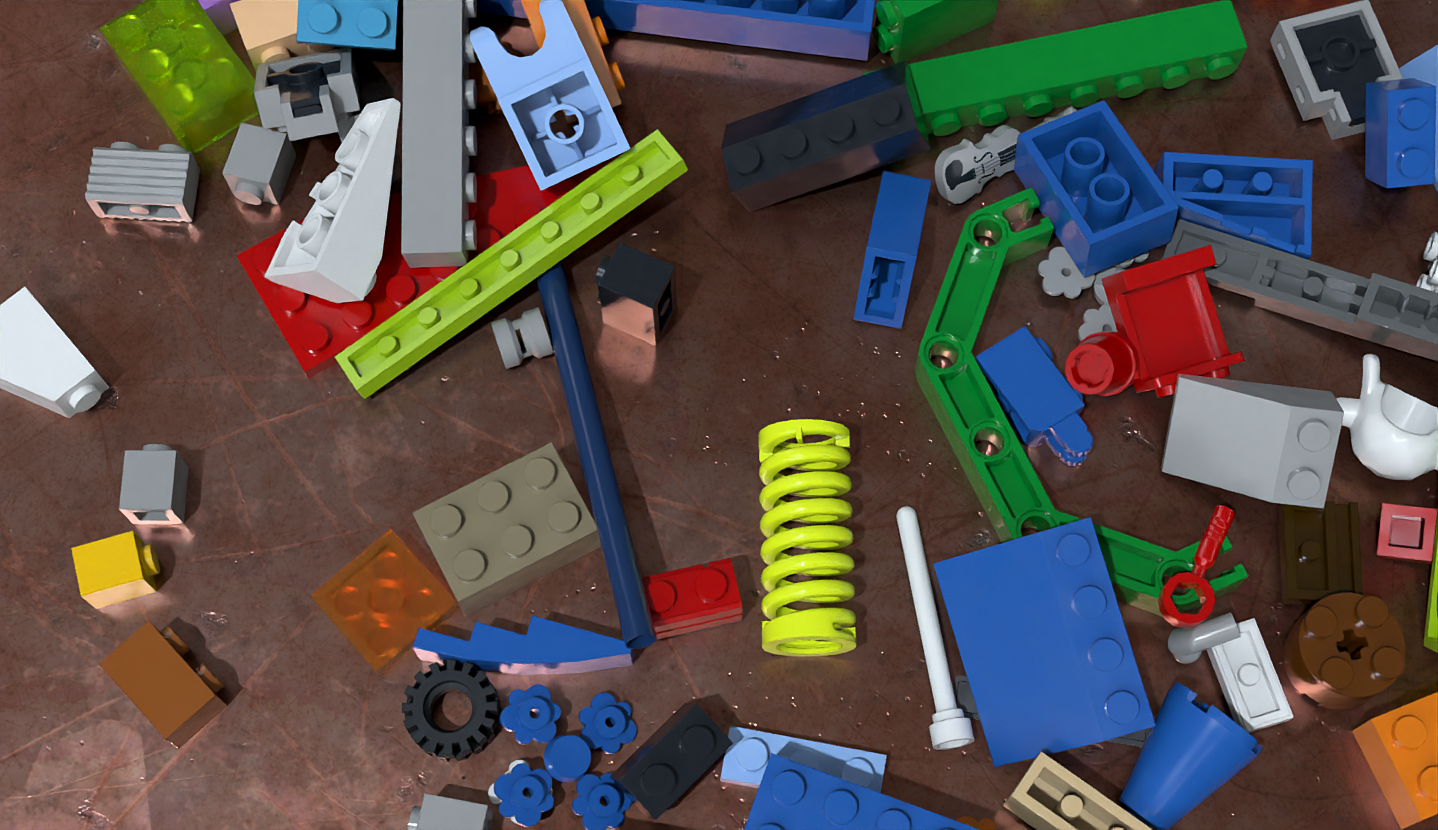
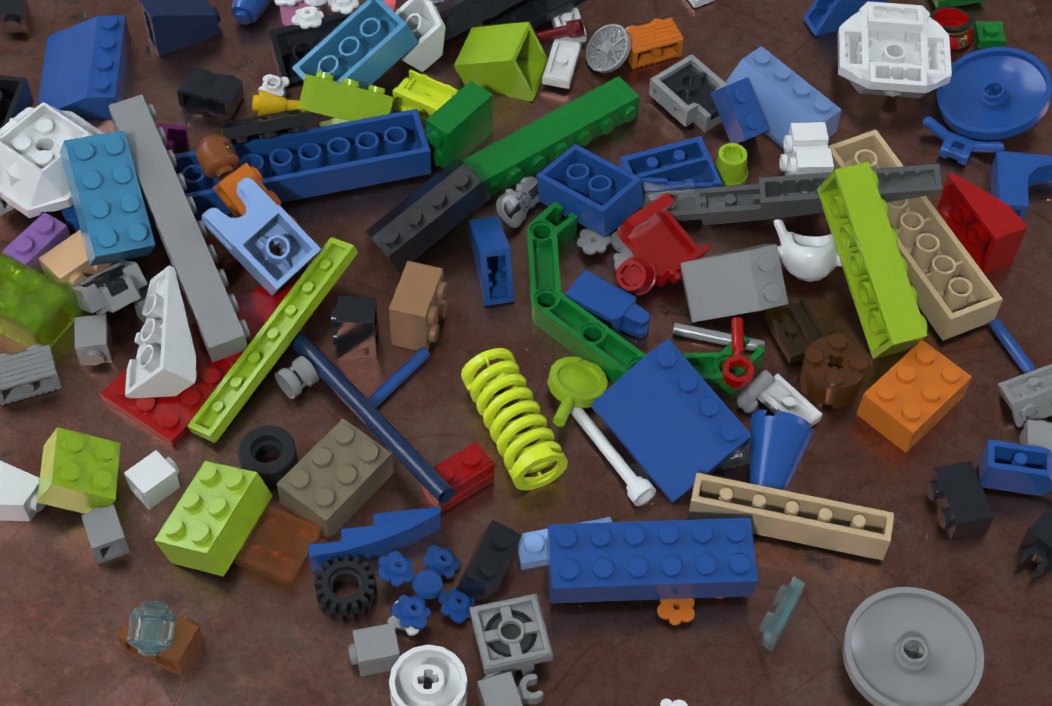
camera: 25 degrees left, 15 degrees down
(115, 569) = (101, 587): yellow brick -> none
(138, 682) = (151, 628): none -> clear light blue head
(149, 379) = (78, 471): none -> lime brick
(253, 425) = (153, 479): none -> white brick
(307, 527) = (213, 518): none -> lime brick
(422, 424) = (266, 440): none -> black tyre
(667, 395) = (399, 377): none -> blue bar
(742, 293) = (418, 306): none -> medium nougat brick
(931, 512) = (575, 384): none -> lime piece
(1185, 510) = (711, 336): none -> light grey bar
(1343, 224) = (732, 164): none -> lime piece
(1406, 533) = (837, 301): brick -> none

